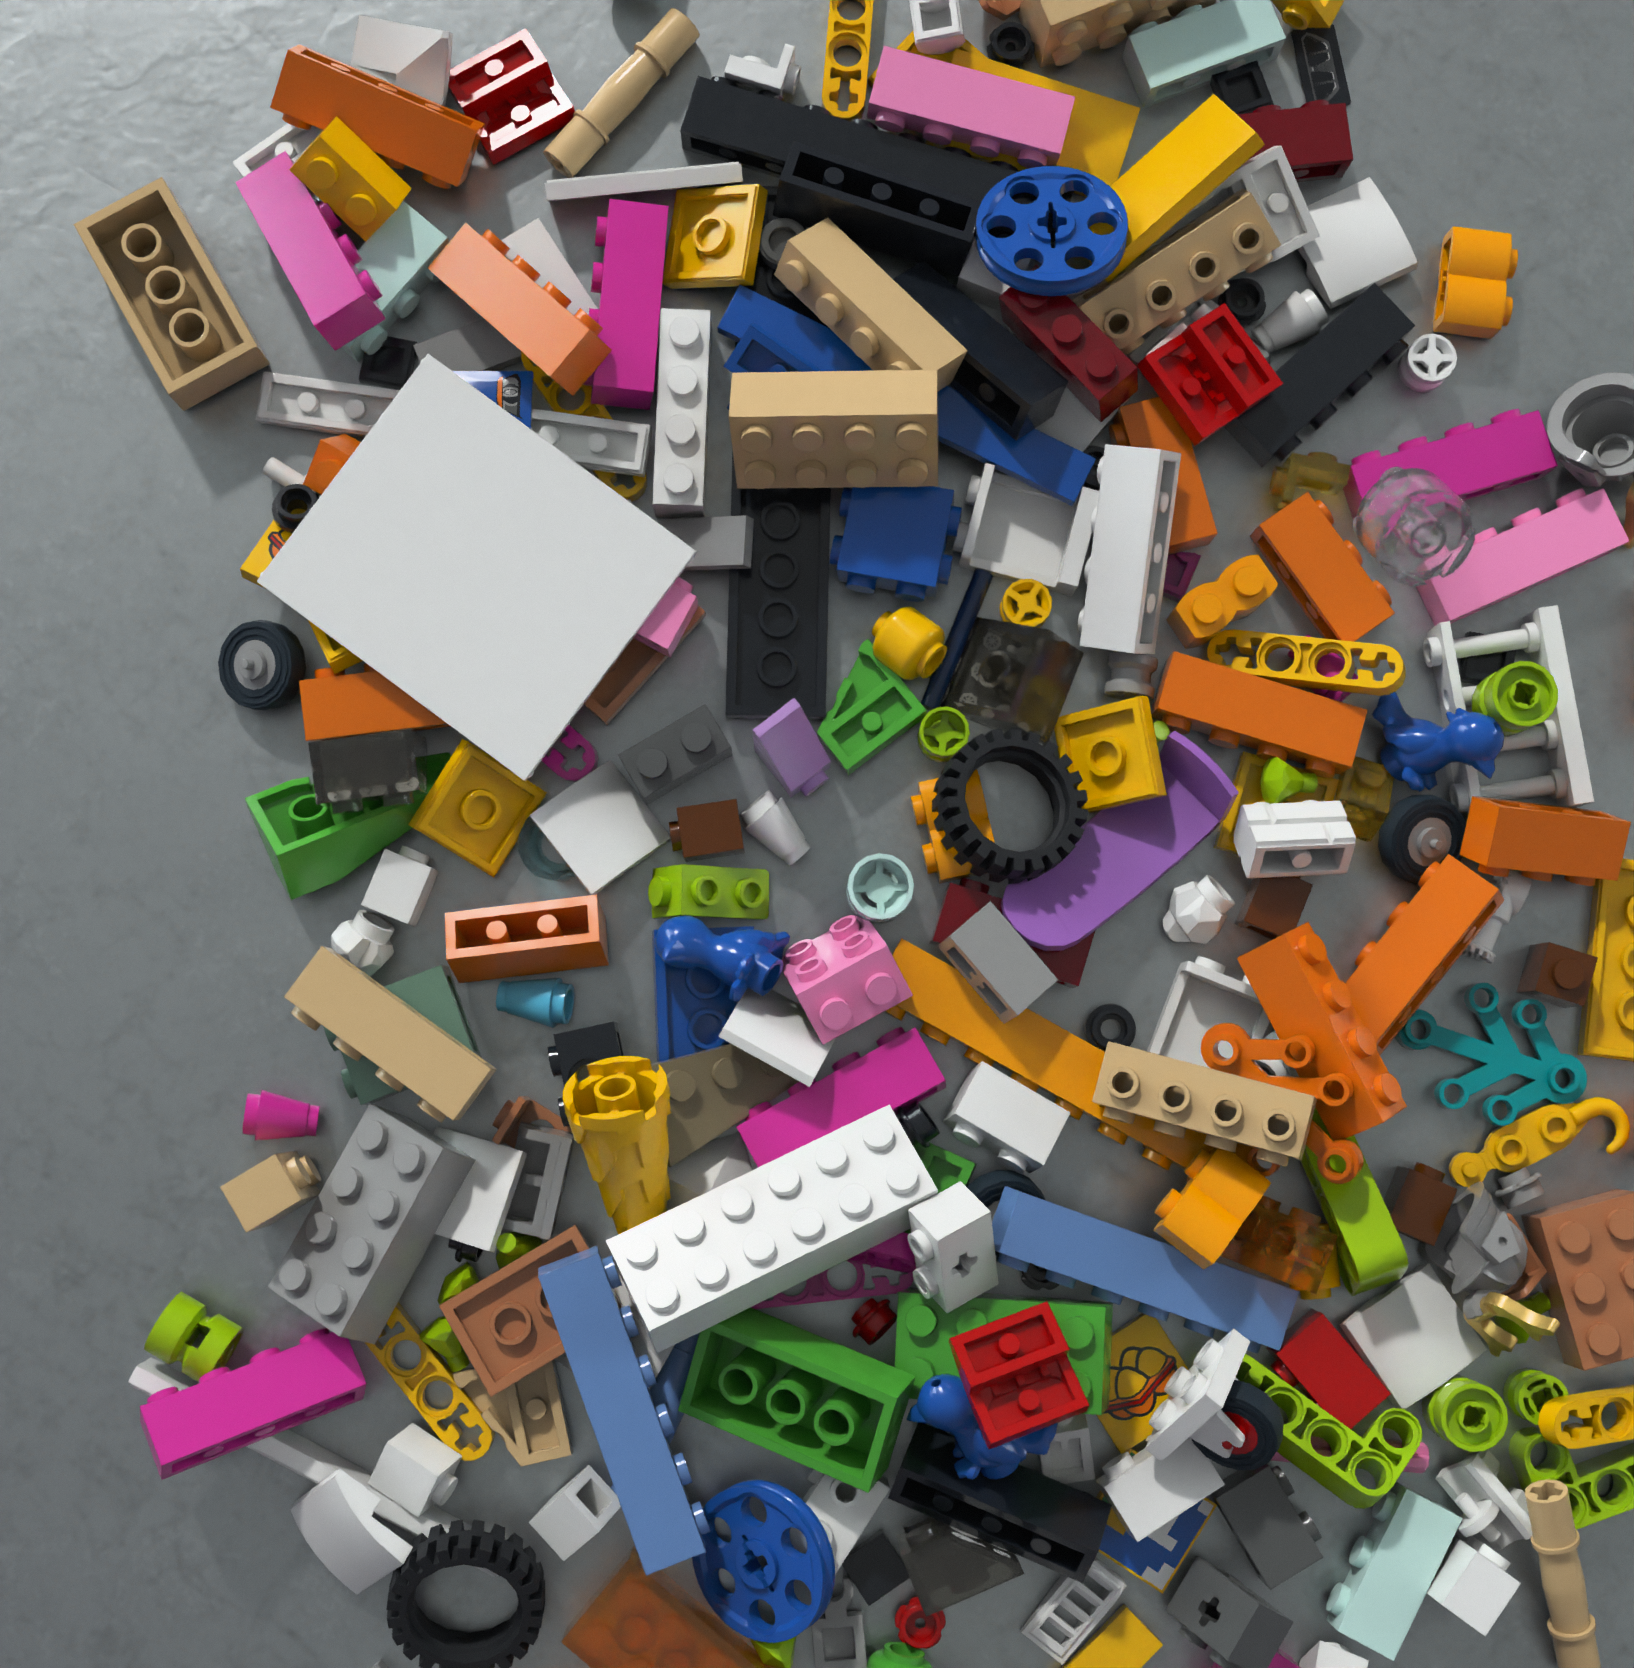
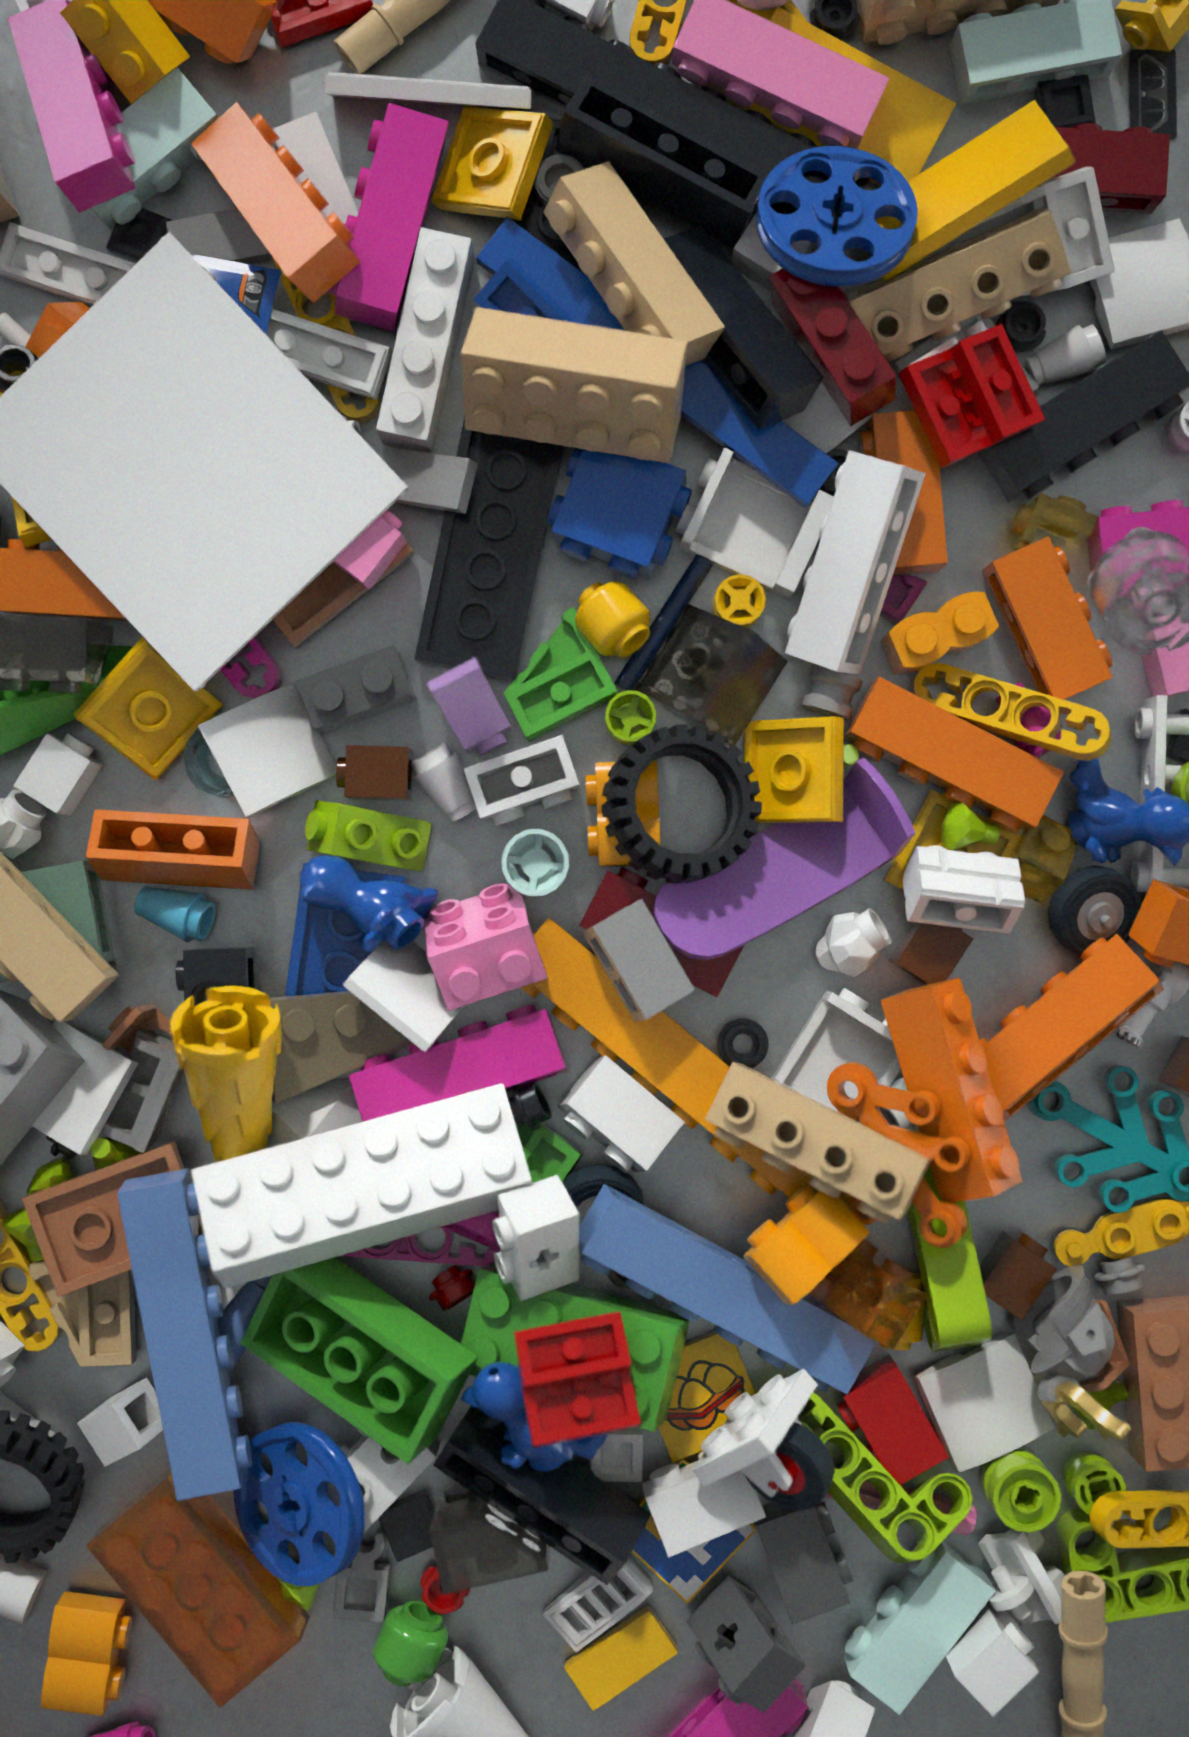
camera: 20 degrees right, 5 degrees up
(851, 810) = (521, 779): none -> white brick

